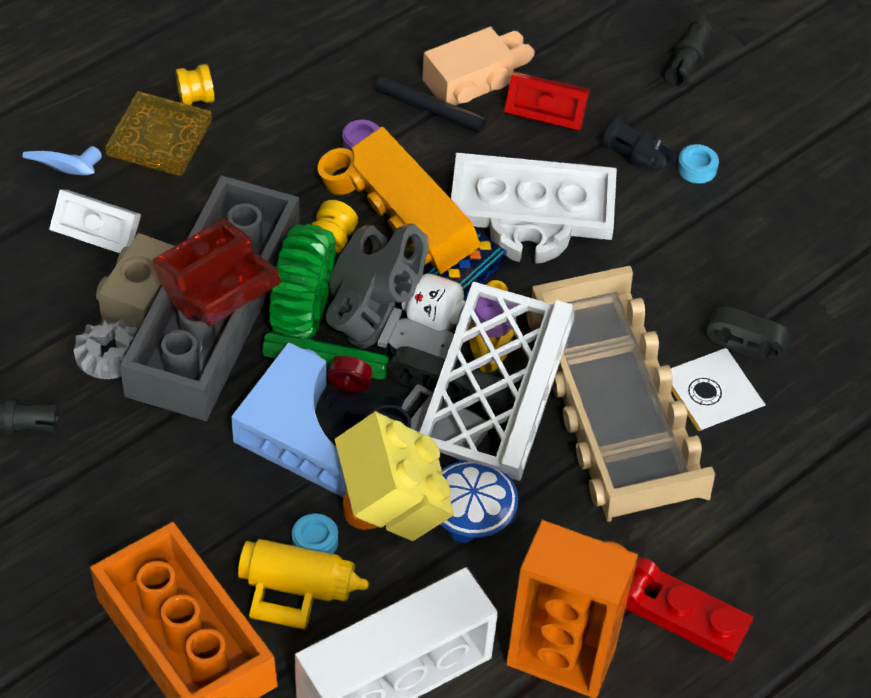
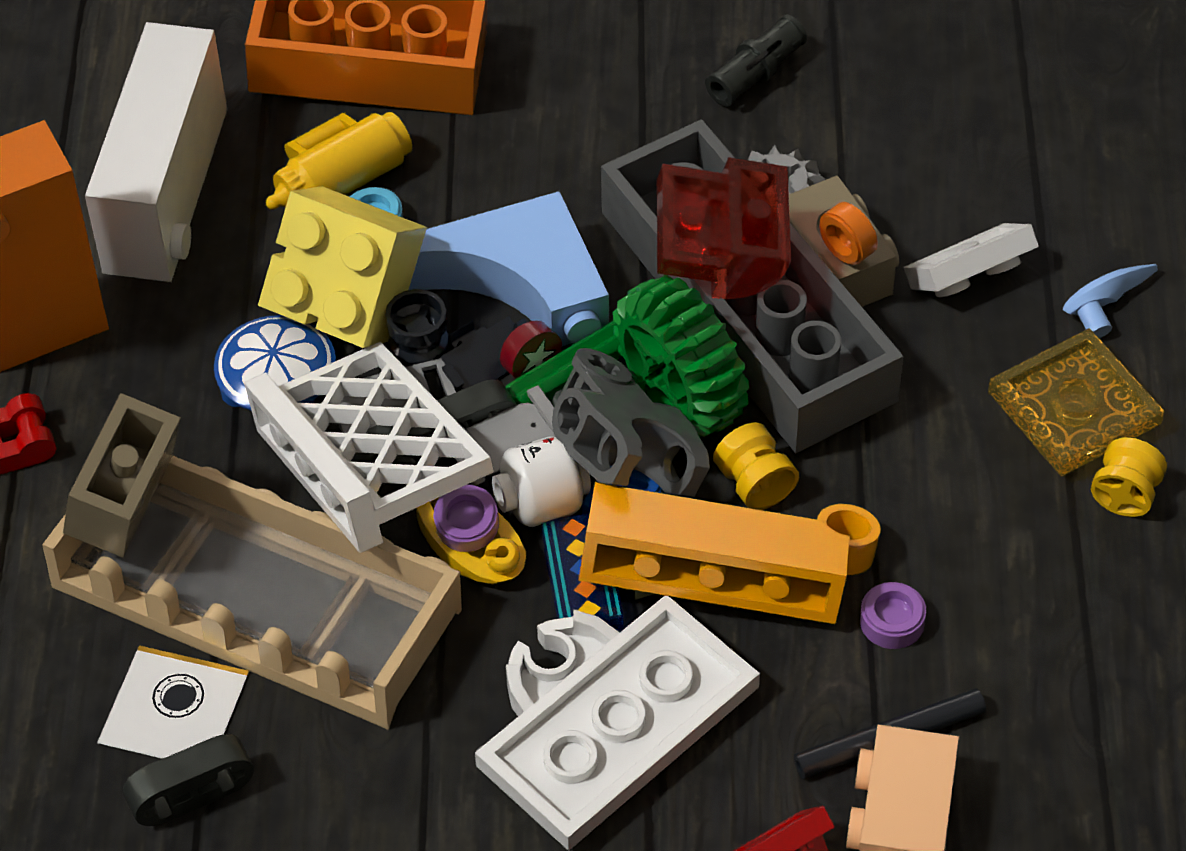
camera: 135 degrees right, 0 degrees up
(155, 239) = (848, 233): none -> orange tile
(651, 442) = (121, 475): none -> dark tan brick

